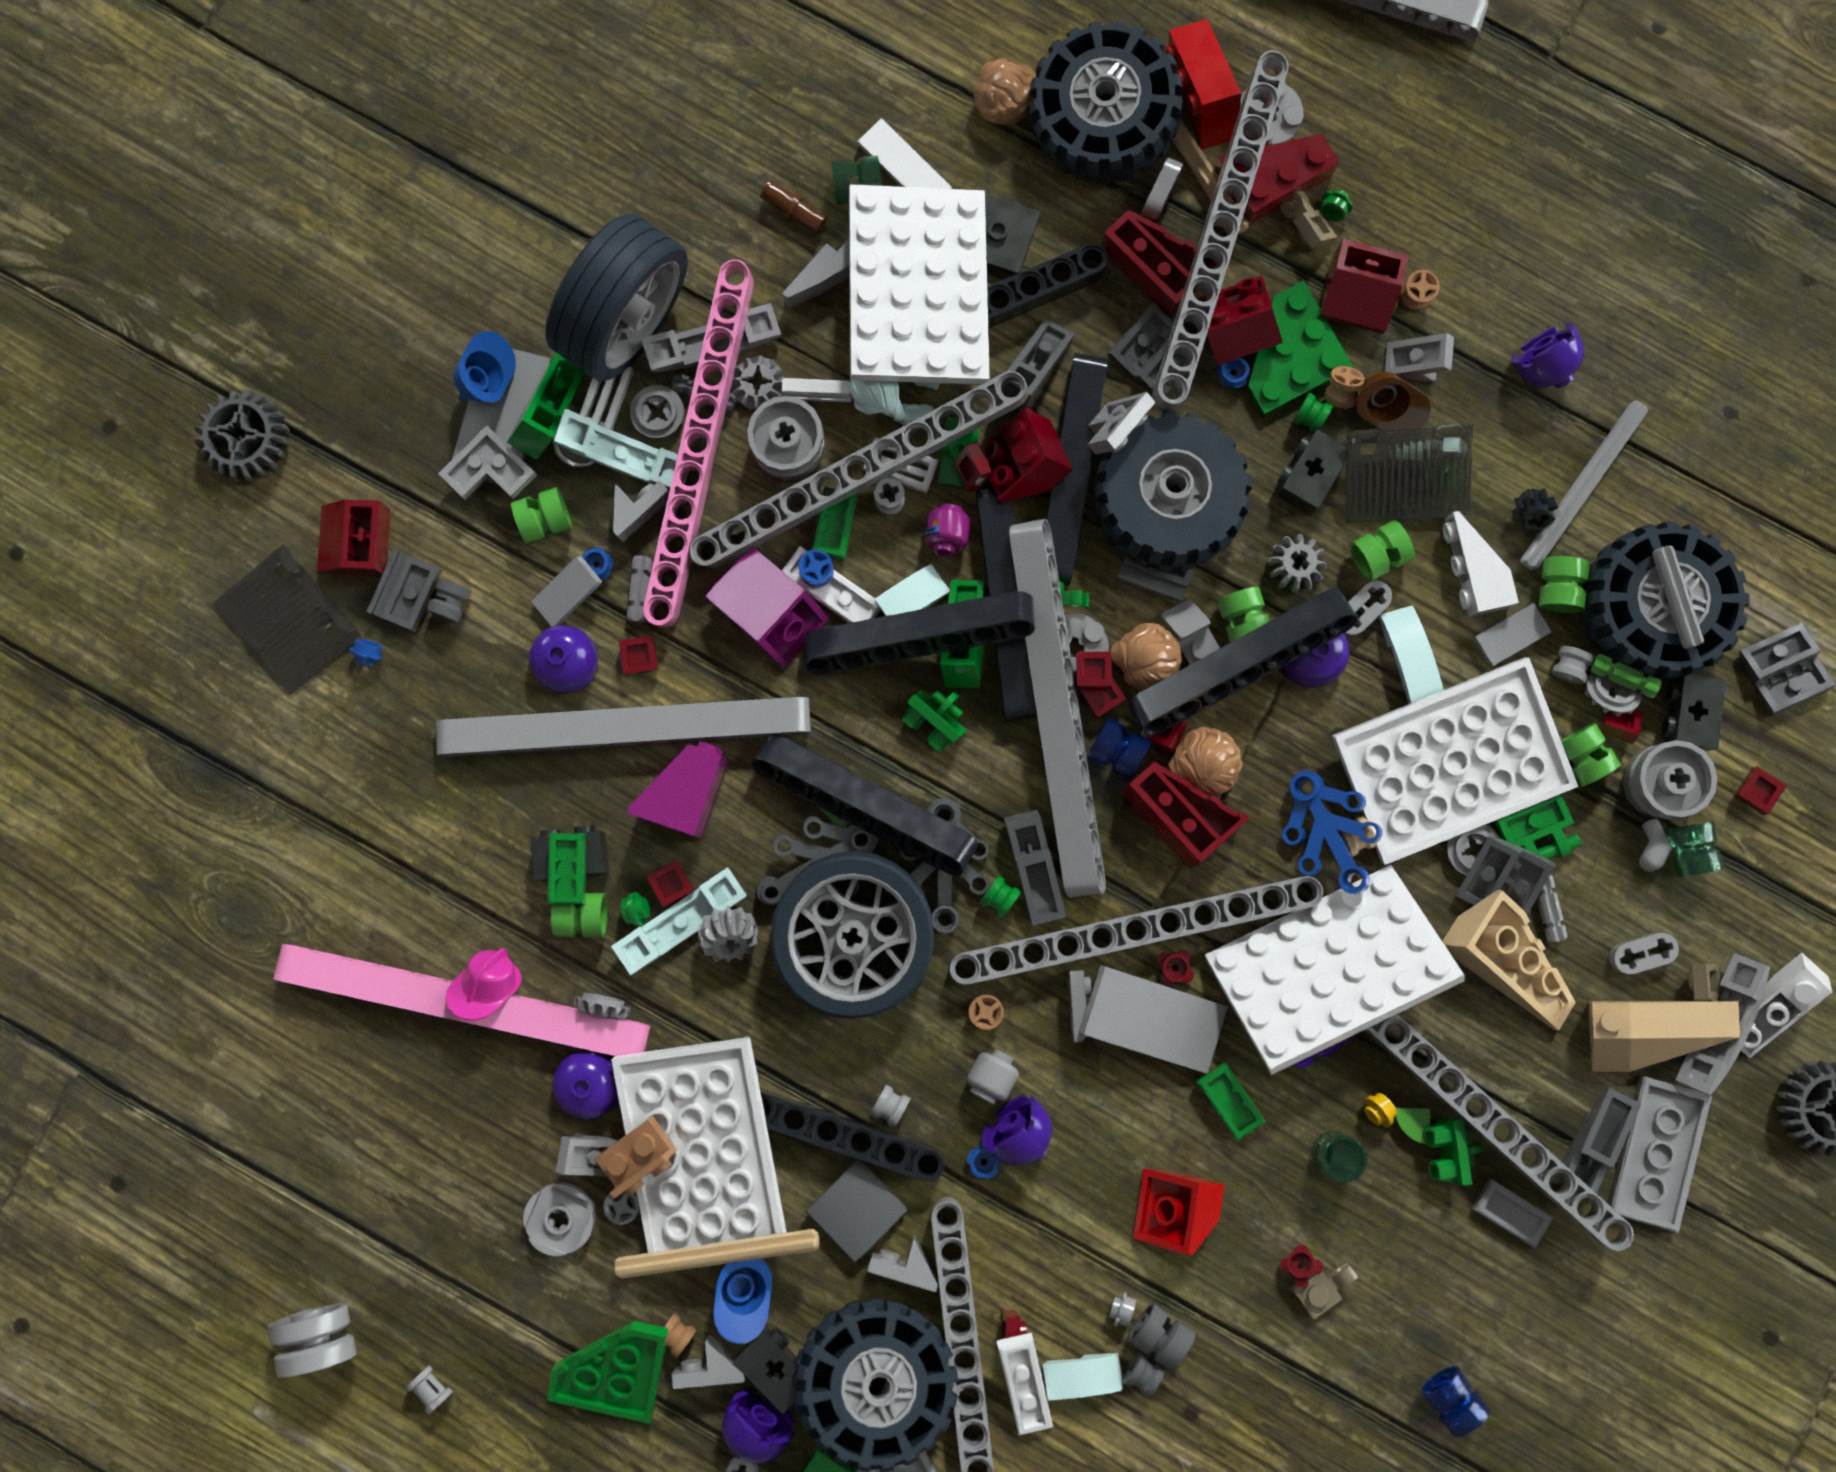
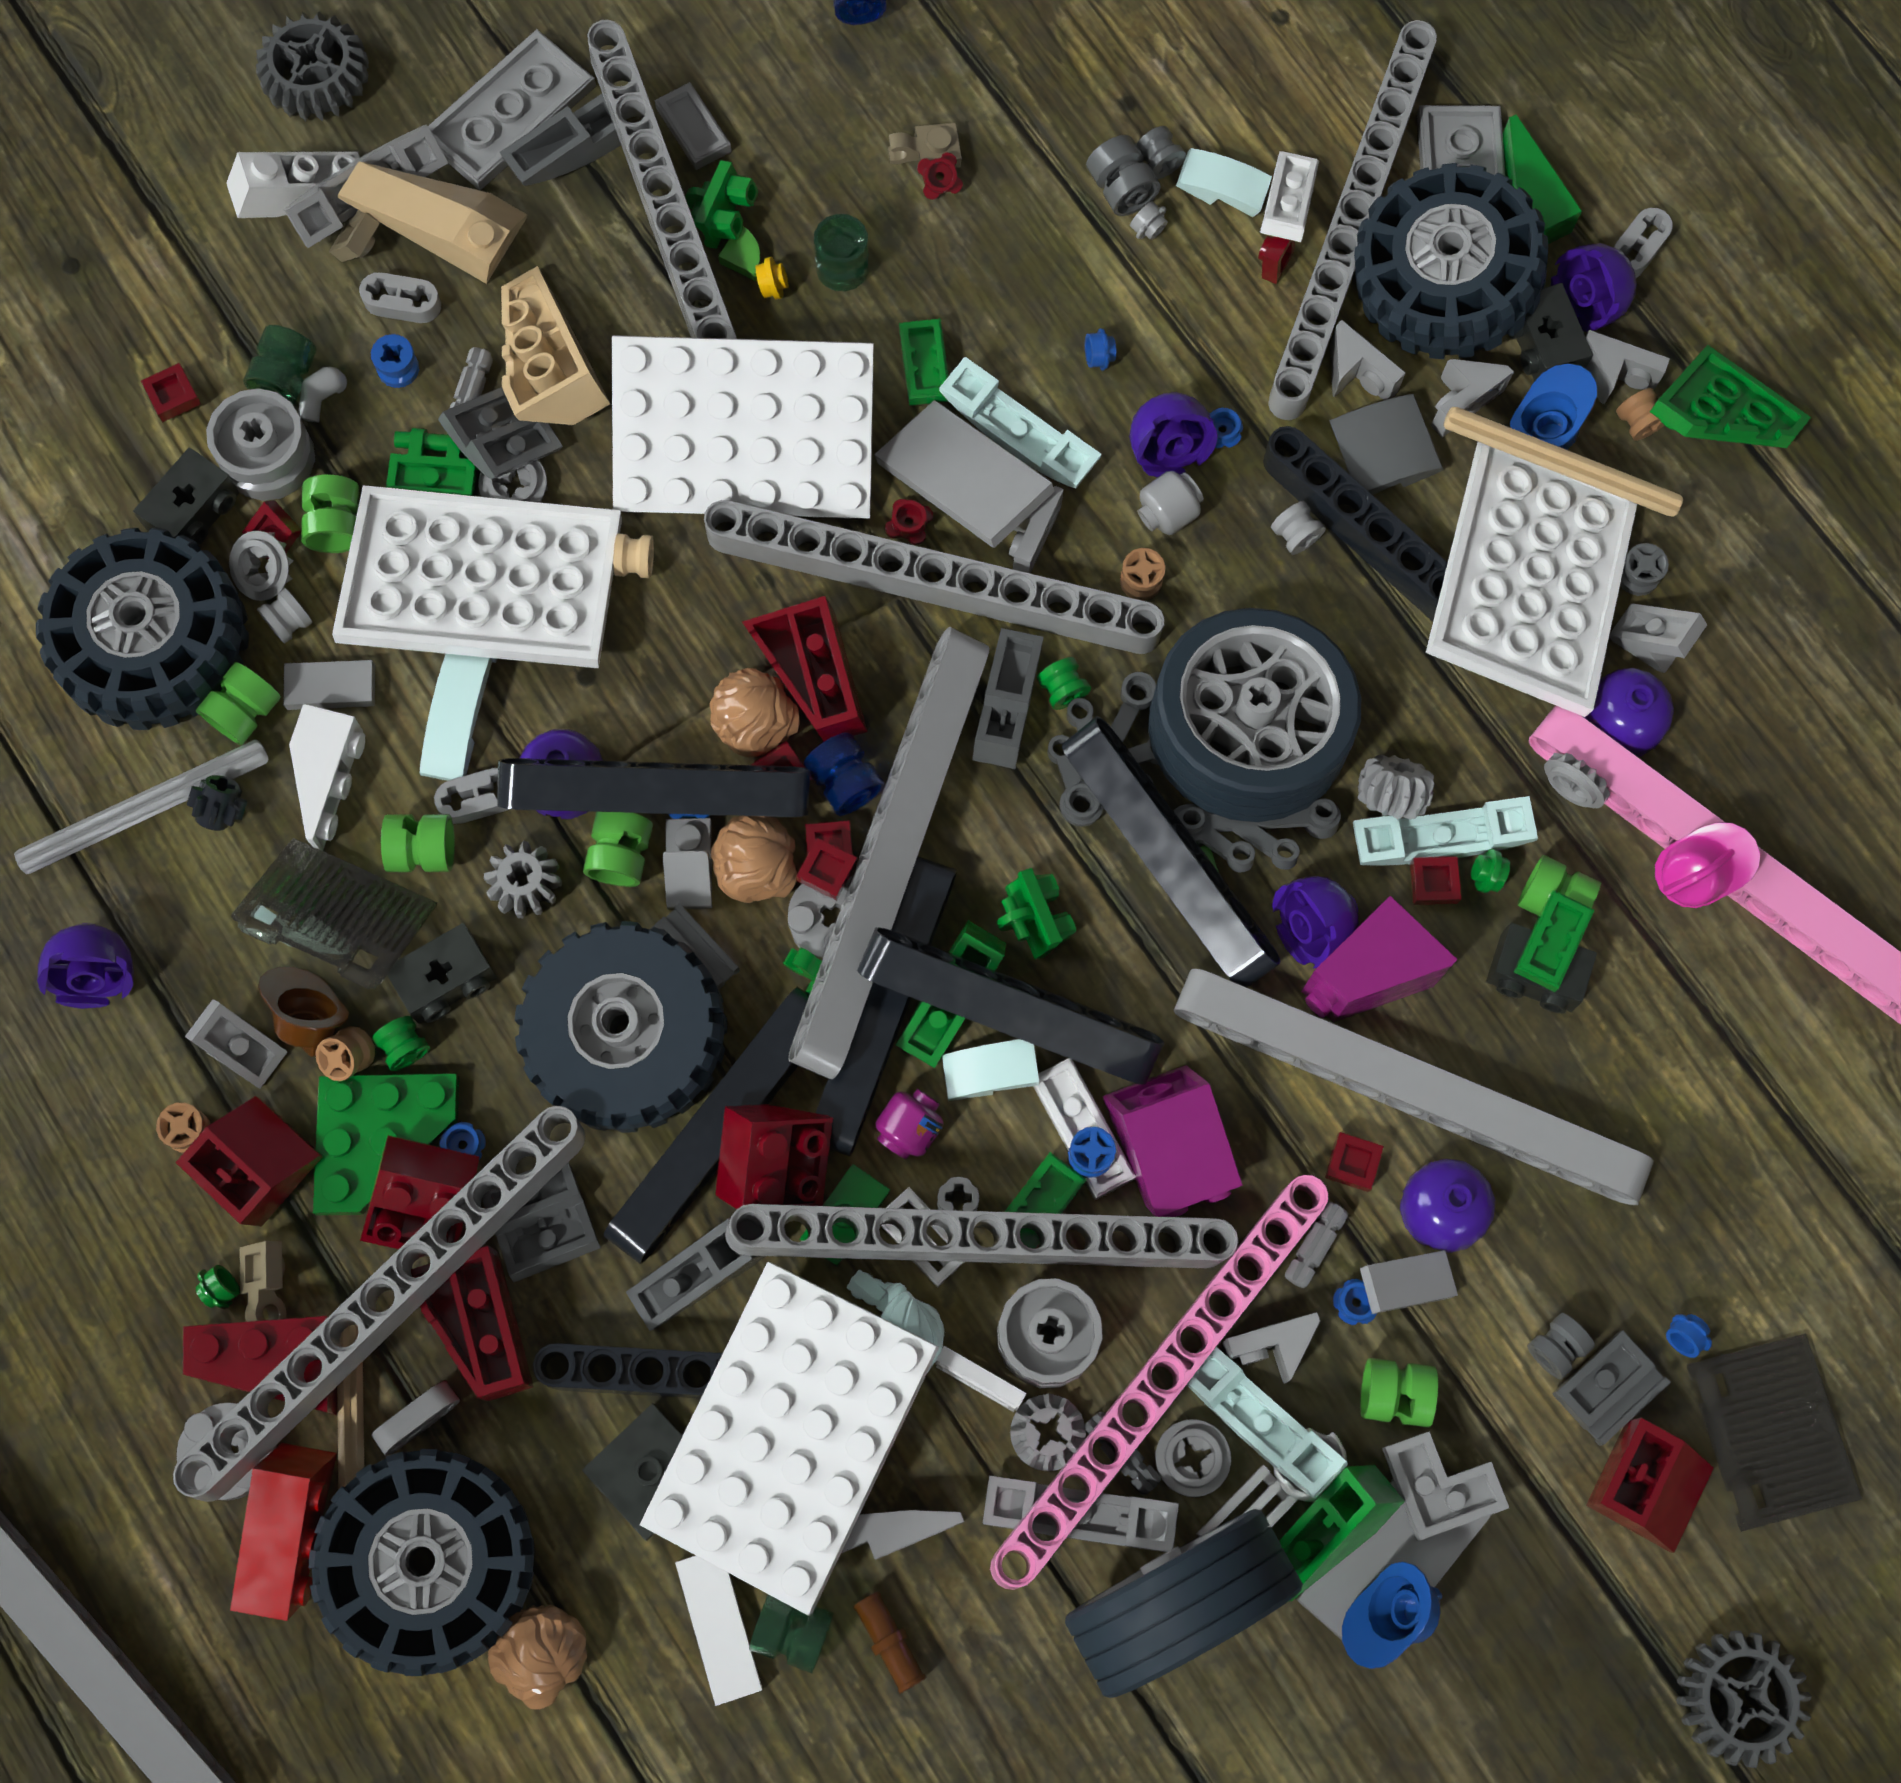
camera: 160 degrees left, 10 degrees down
(567, 1238) = (1744, 592): light grey plate -> none
(635, 1156) = (1609, 595): medium nougat bracket -> none
(739, 810) = (1314, 917): none -> dark purple cylinder
(810, 1293) = (1471, 388): none -> light grey slope
(972, 467) = (841, 1175): dark red plate -> none
(1106, 1179) = (1099, 349): none -> blue plate
(1117, 421) = (636, 1126): light grey plate -> none
(1134, 1083) = (1016, 428): none -> light aqua slope
(1177, 1210) = (1040, 284): red slope -> none
(1326, 827) = (659, 573): blue plant -> none
(1607, 898) = (394, 371): none -> blue wheel
(1626, 676) = (238, 570): bright green axle -> none
(1678, 597) = (129, 608): light grey axle -> none
(1786, 669) = (57, 500): dark grey slope -> none

